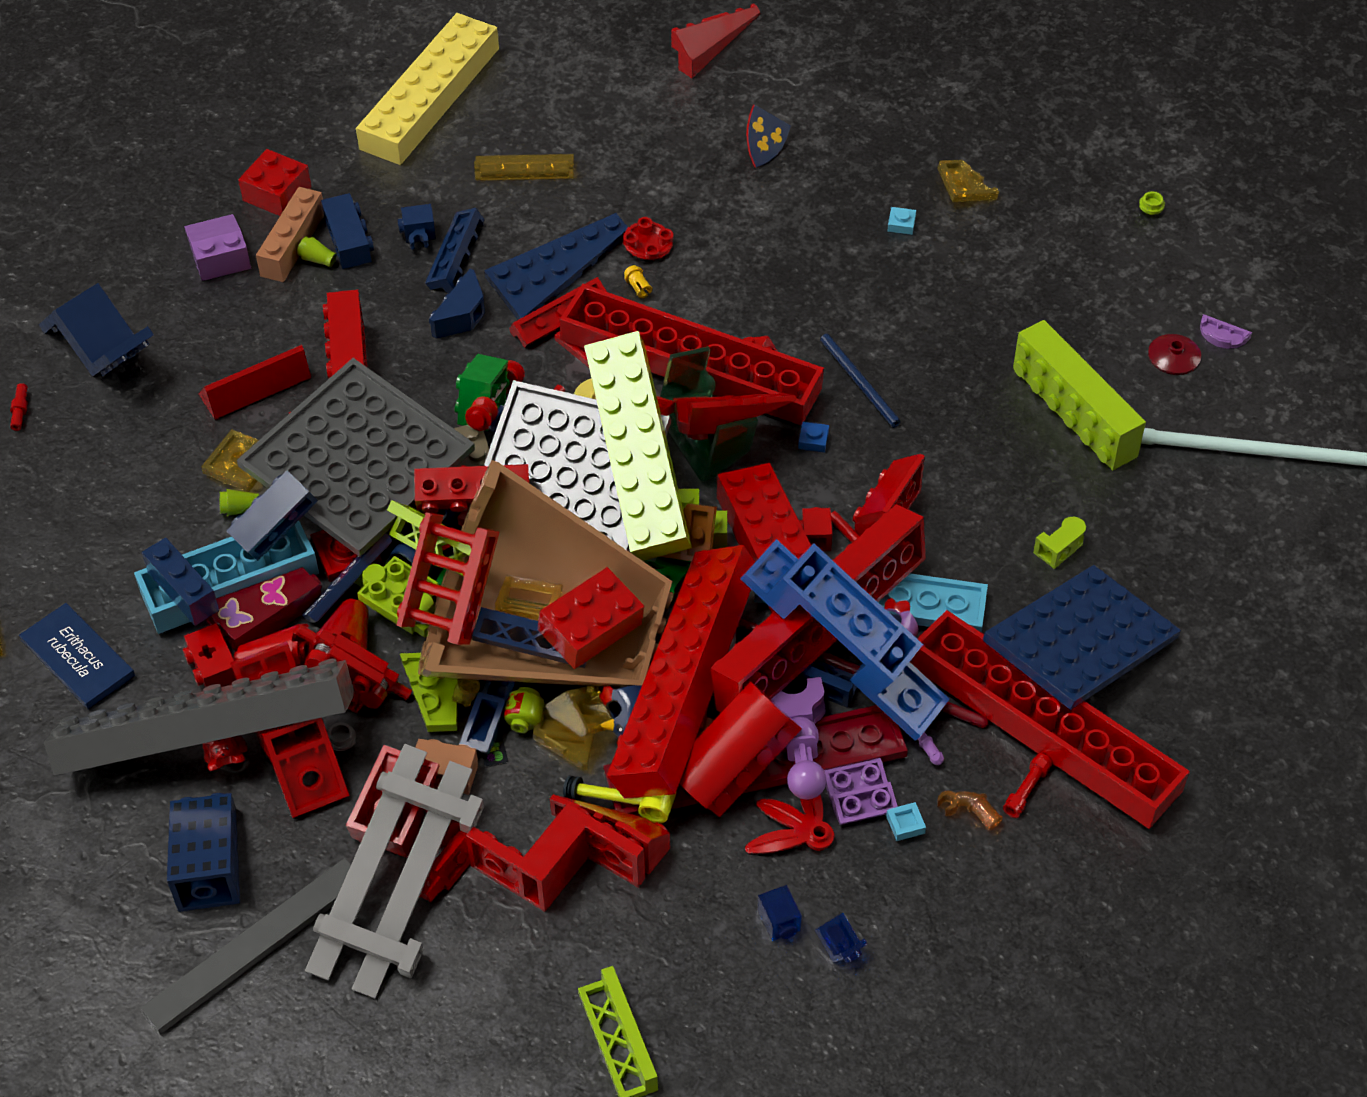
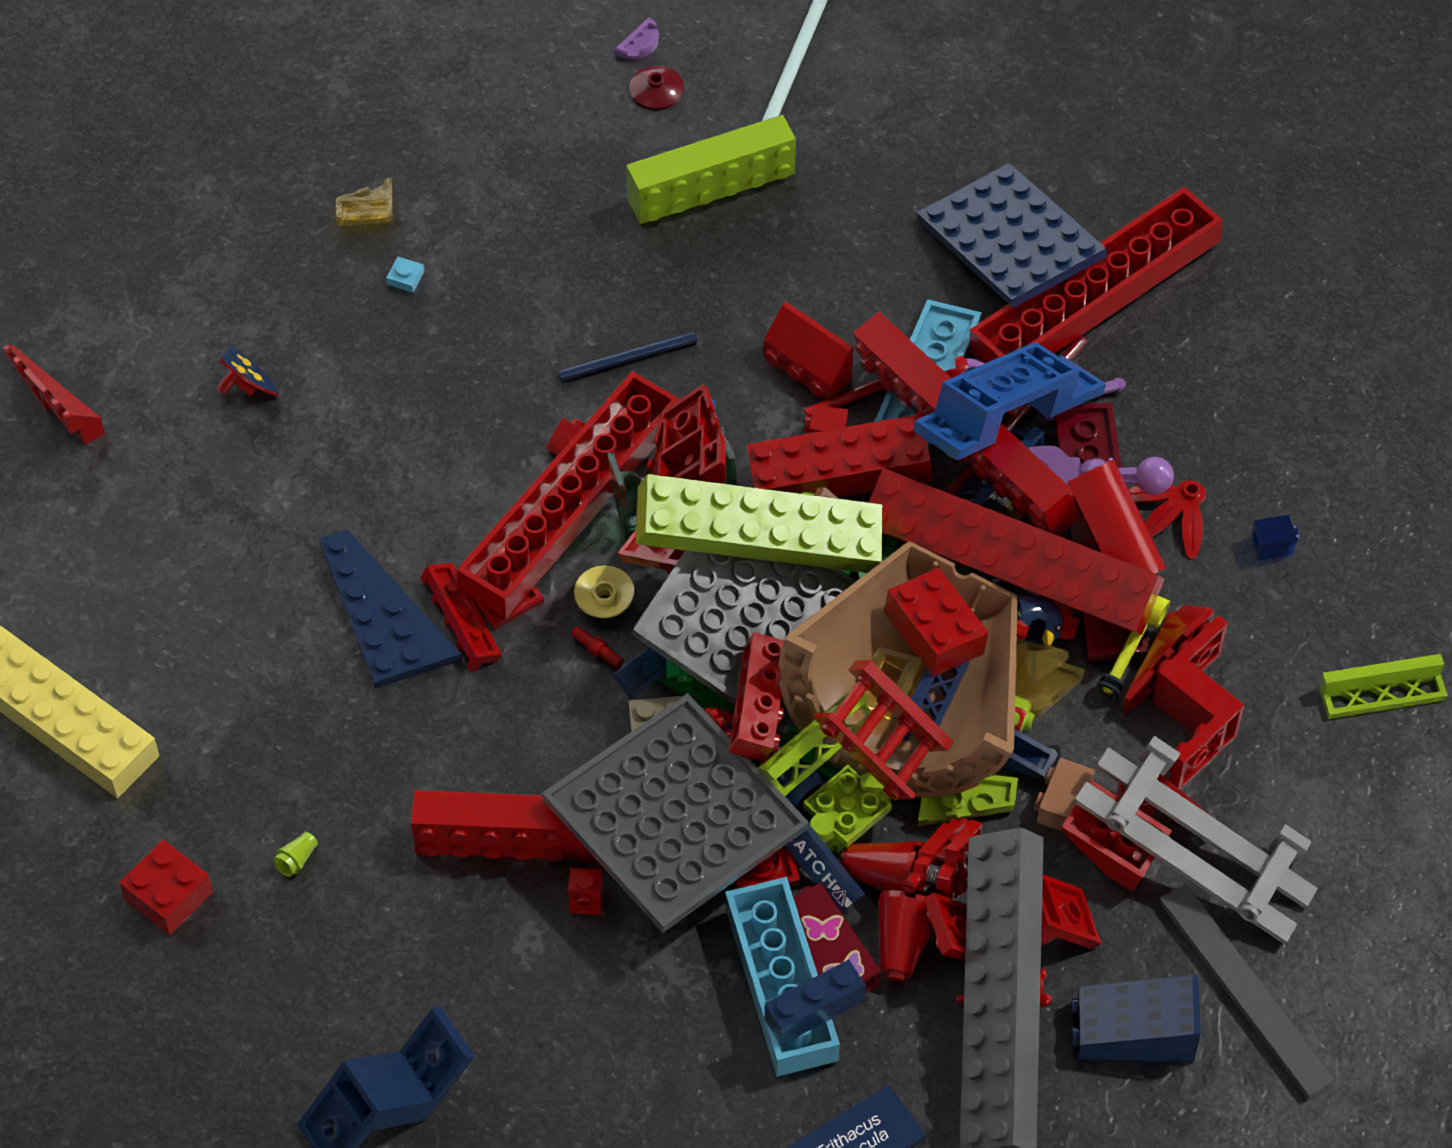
camera: 80 degrees left, 5 degrees up
(210, 656) = (904, 995): red brick -> none
(218, 247) = (247, 962): medium lavender slope -> none
(223, 461) = (609, 959): clear yellow plate -> none
(235, 501) = (671, 966): lime cone -> none
(256, 382) = (486, 937): red slope -> none
(271, 515) = (751, 897): brick -> none
(297, 221) = (261, 876): nougat brick -> none
(347, 230) = (269, 817): dark blue brick -> none
(417, 224) = (283, 739): dark blue brick -> none
(454, 249) = (330, 709): dark blue hinge -> none
(459, 309) = (427, 708): dark blue slope -> none
(484, 389) = (591, 691): green brick -> none
(524, 167) = (209, 622): clear yellow hinge -> none
(635, 277) = (431, 533): yellow pin -> none
(648, 239) = (370, 513): red dish -> none
(840, 939) = (1309, 495): clear blue bracket -> none
(859, 791) = (1150, 441): medium lavender slope -> none
(906, 821) = (1187, 421): medium azure plate -> none
(973, 802) = (1173, 366): clear orange piece -> none
(1016, 802) = (1178, 334): red bar -> none
(1062, 543) = (886, 229): lime leg -> none
(1152, 203) = (446, 52): lime plate -> none

